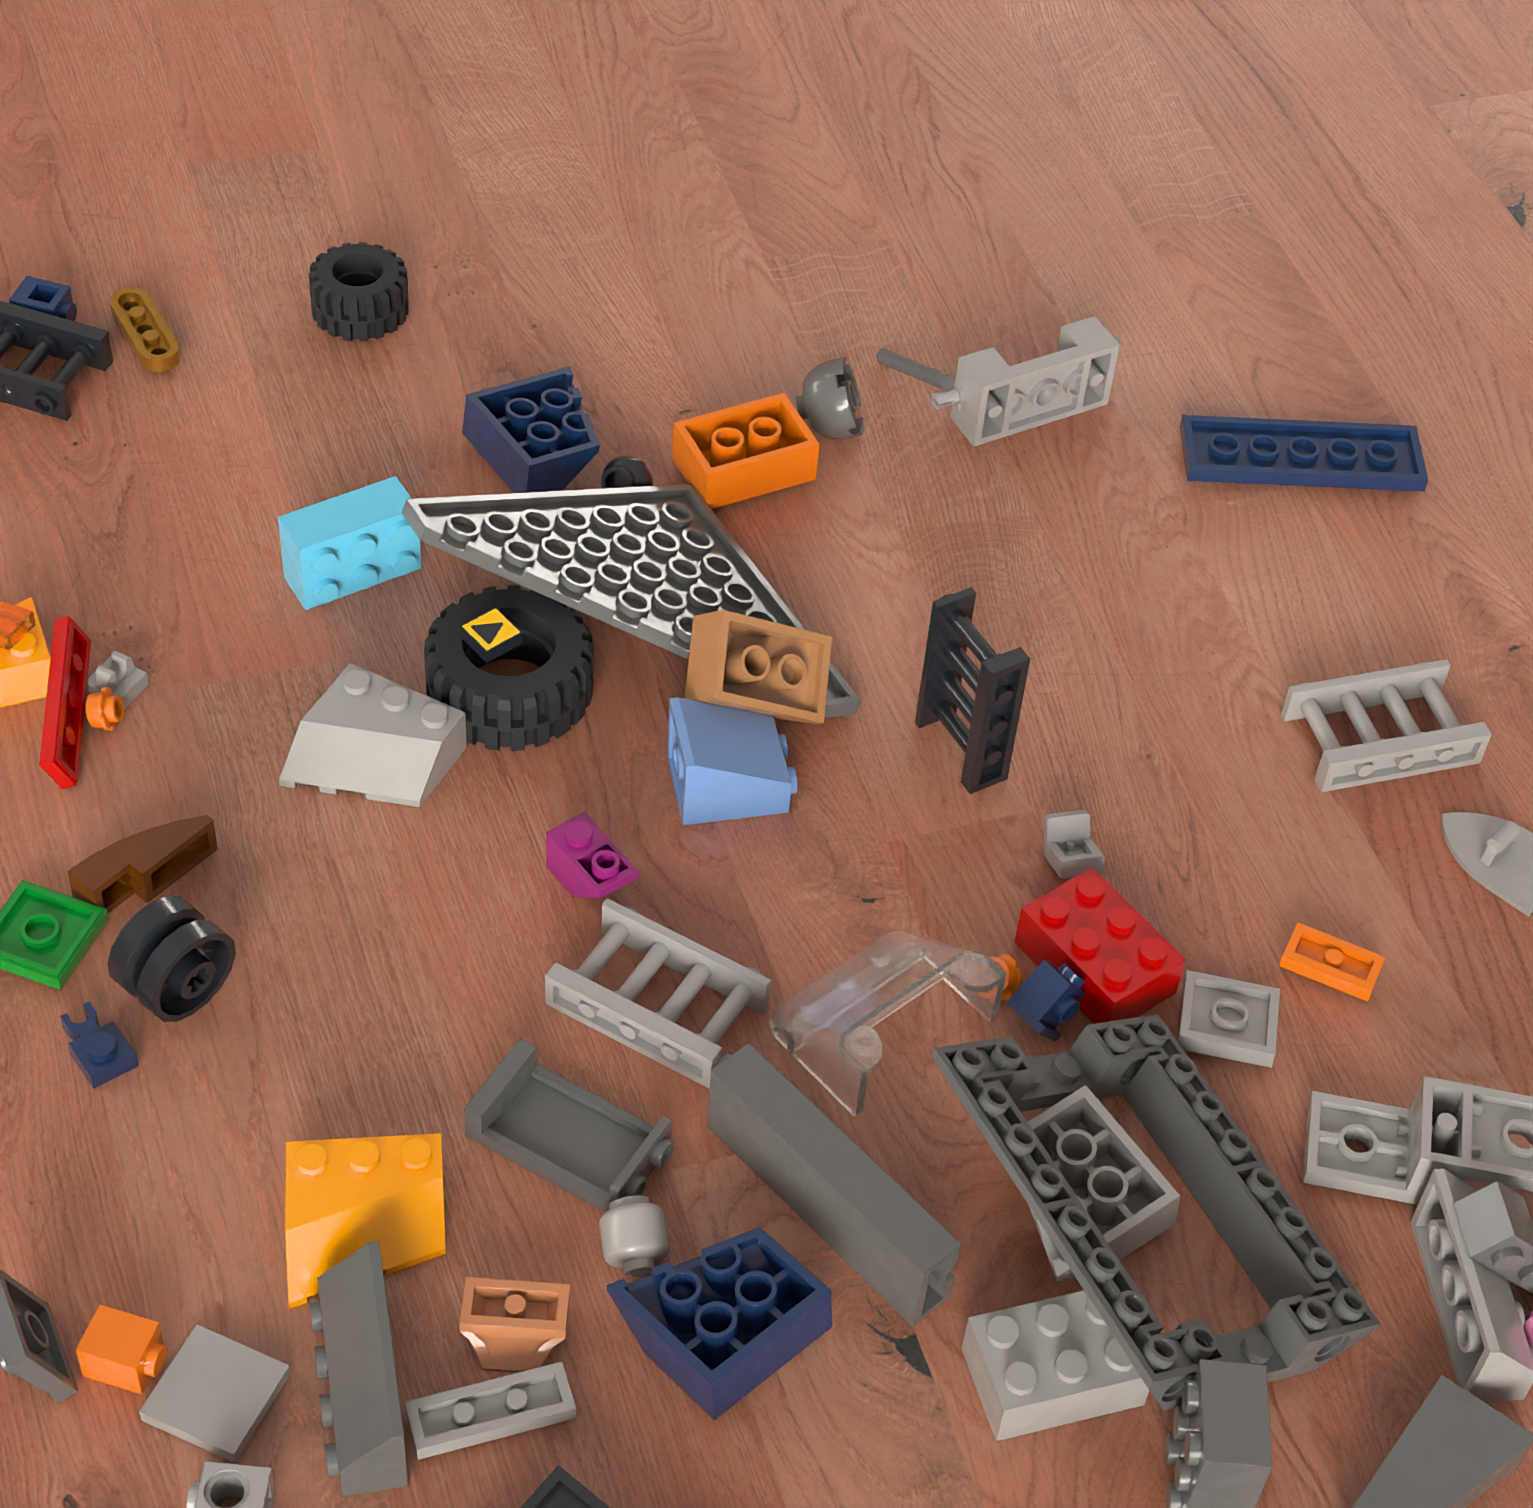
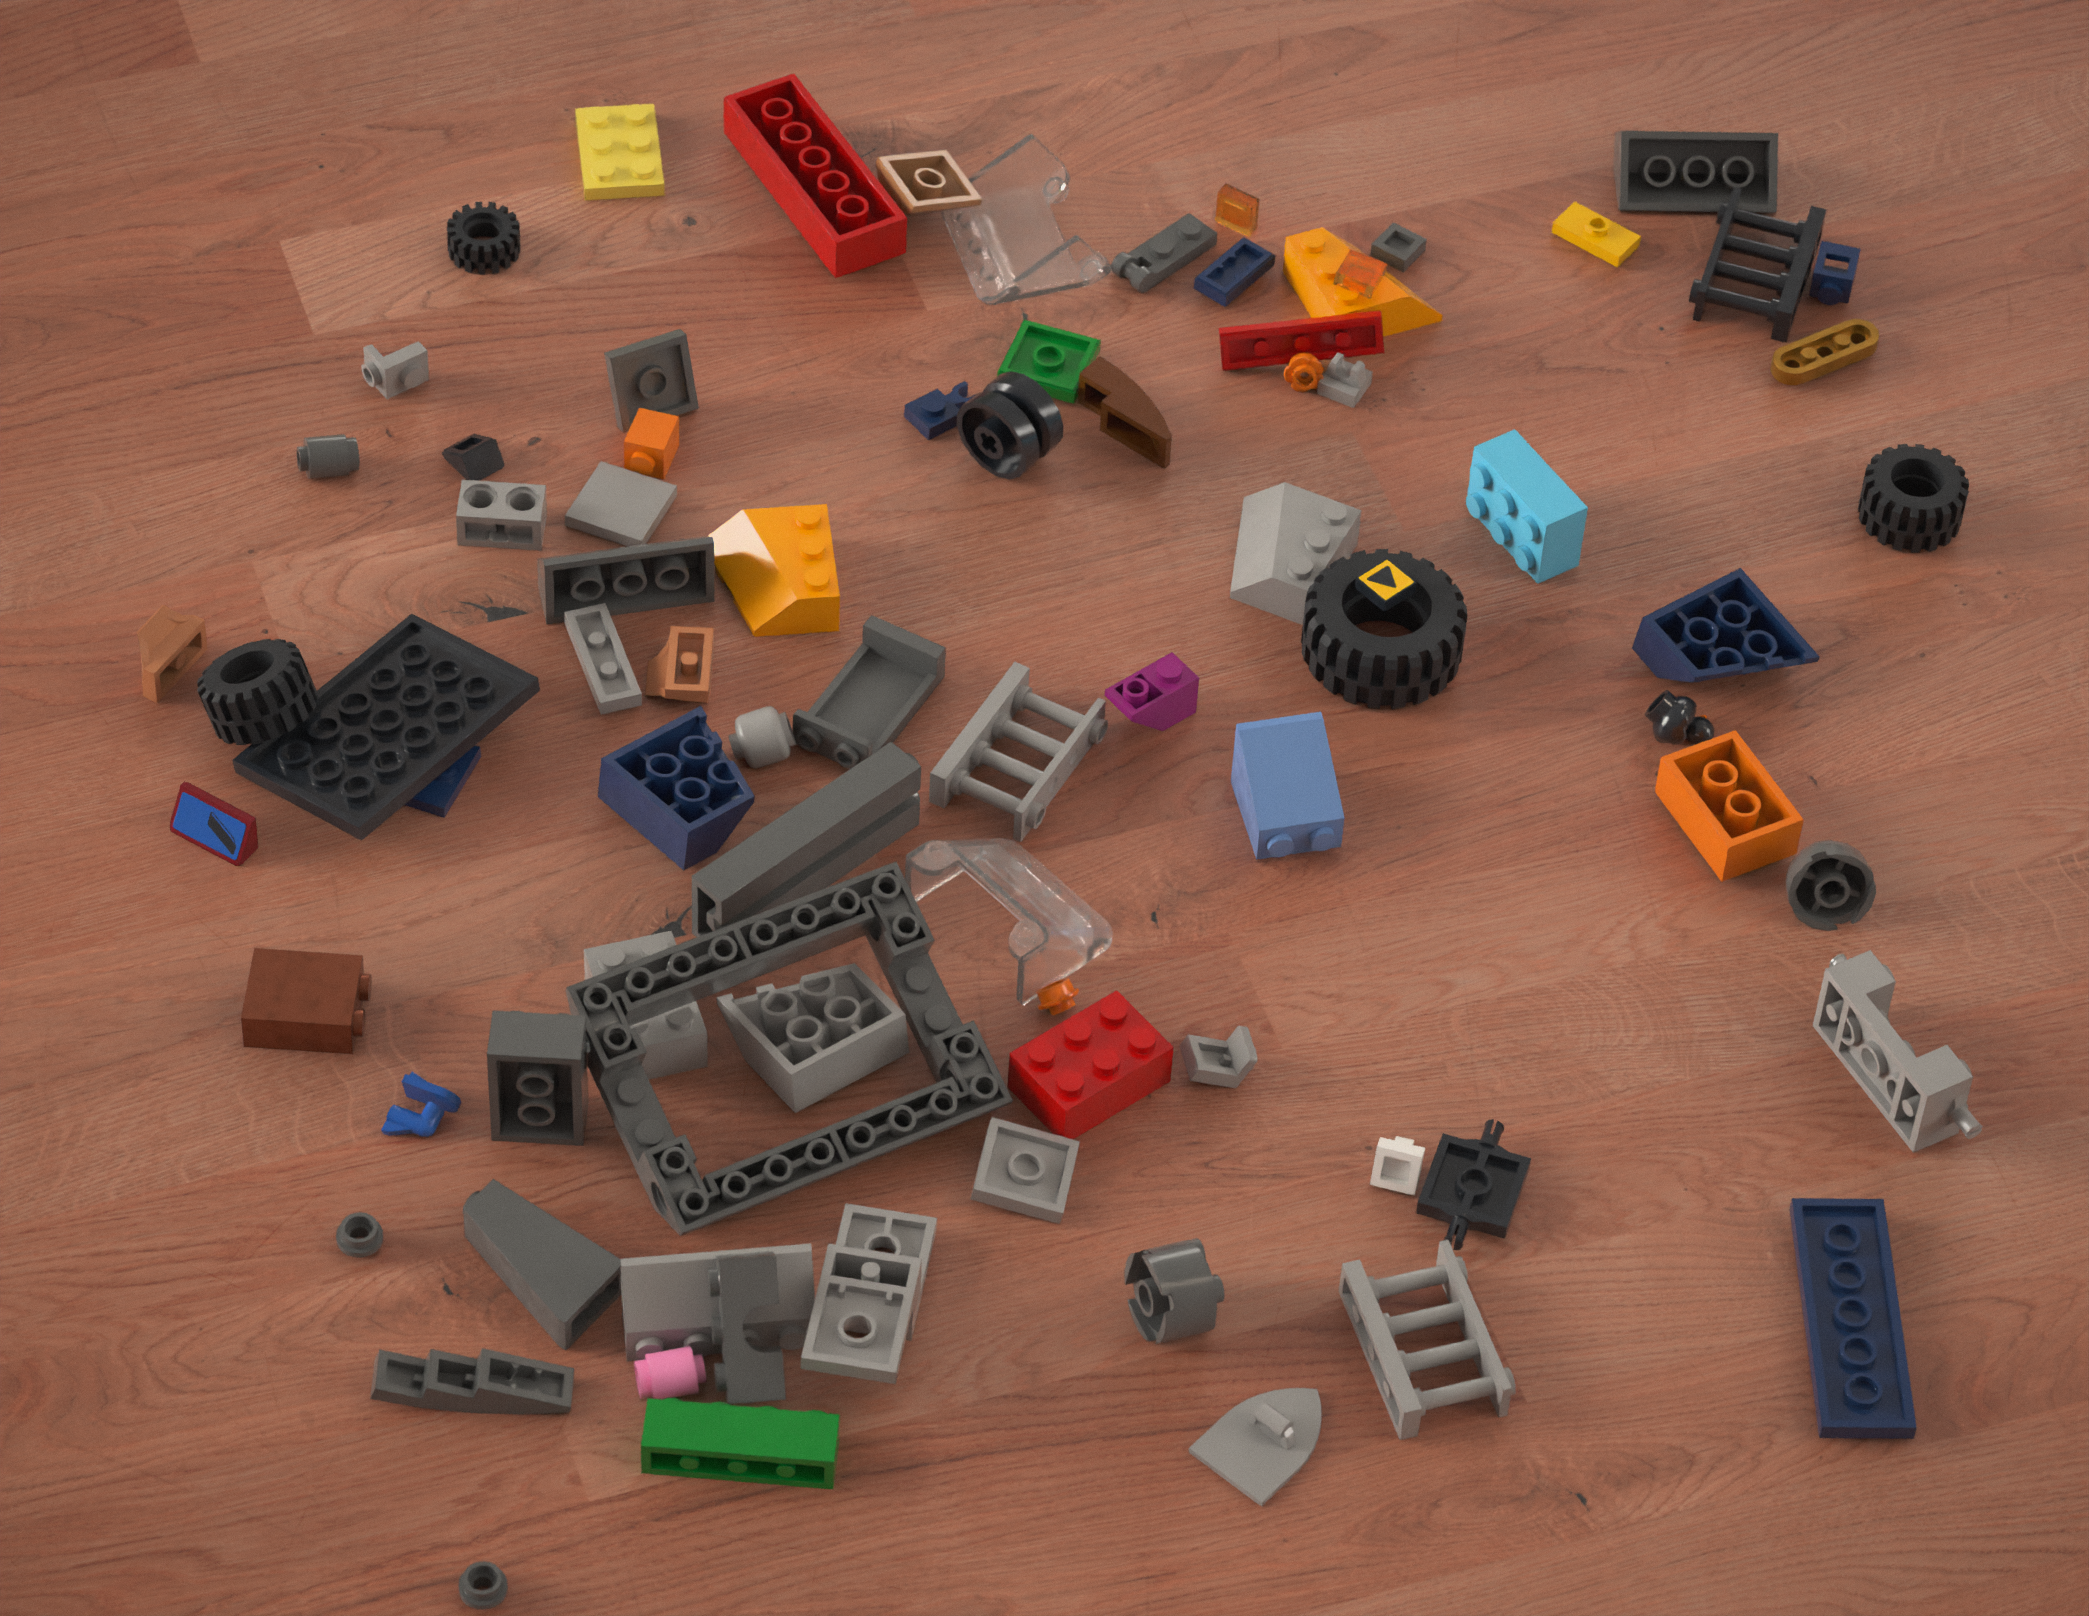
camera: 90 degrees right, 0 degrees up
(617, 554) = (1513, 716): dark grey plate -> none
(758, 666) = (1379, 785): medium nougat slope -> none
(915, 369) = (1904, 950): dark grey bar -> none
(997, 688) = (1331, 928): black fence -> none
(1049, 998) = (1020, 1017): dark blue brick -> none
(1183, 725) = (1397, 1165): none -> white tile
(1199, 677) = (1473, 1185): none -> black plate
(1332, 961) = (1100, 1259): orange plate -> none
(1384, 894) = (1173, 1291): none -> dark grey brick

